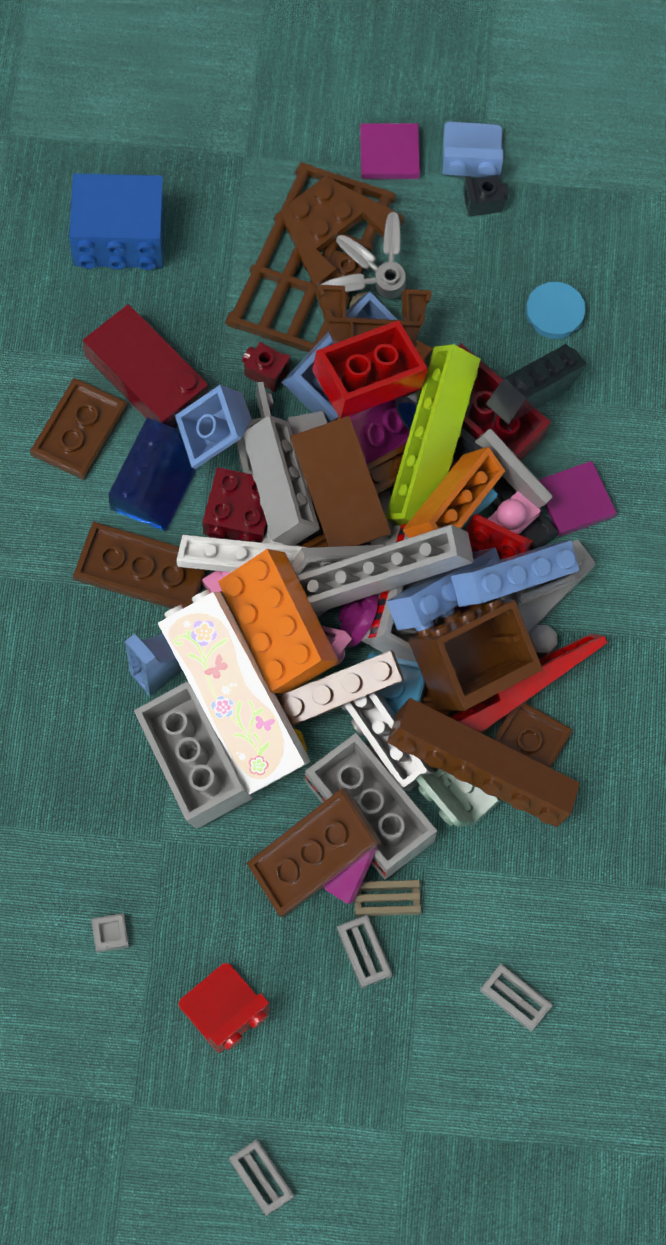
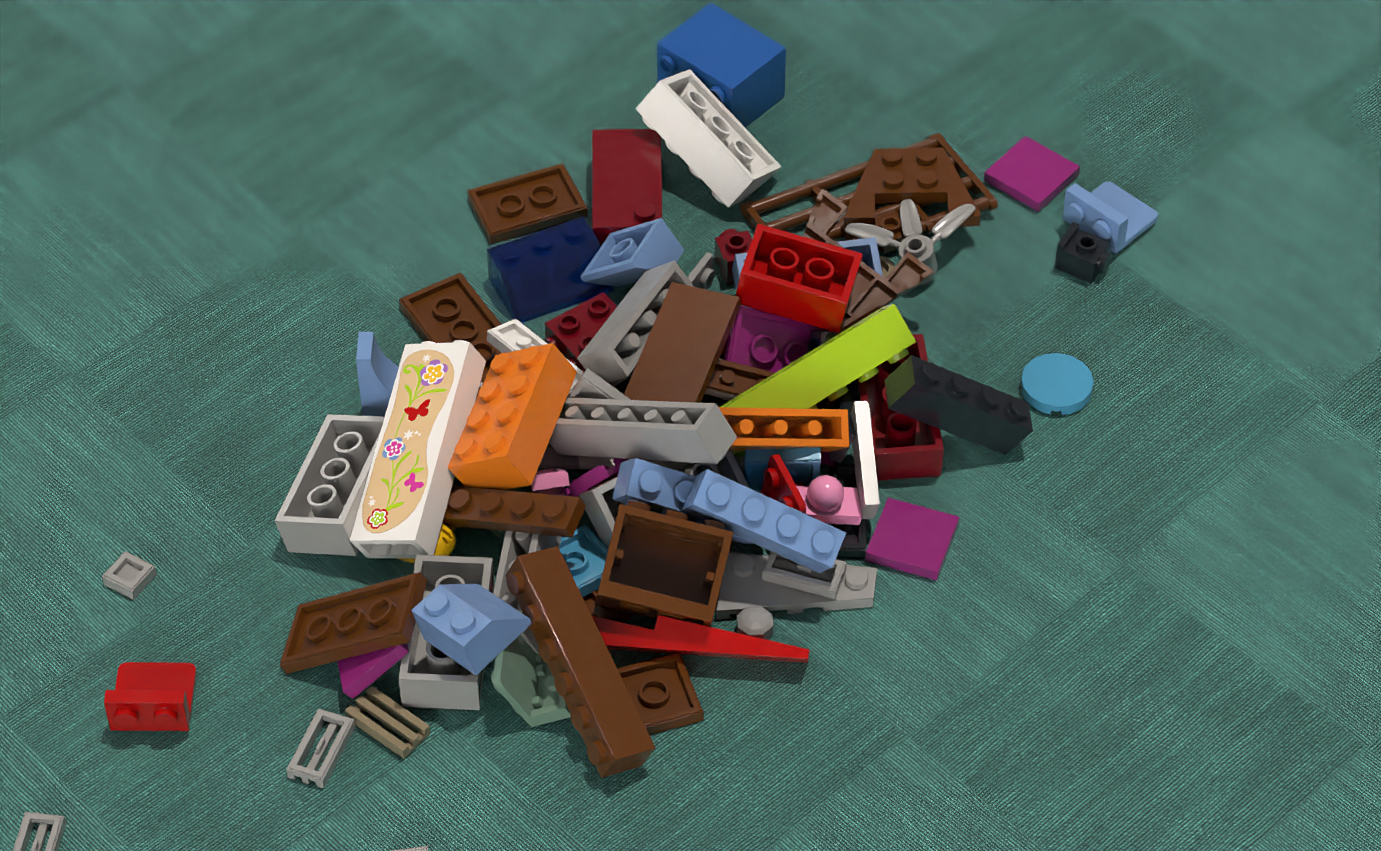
camera: 45 degrees right, 20 degrees down
(170, 288) = (707, 137): none -> white slope
(404, 796) = (468, 623): none -> medium blue slope

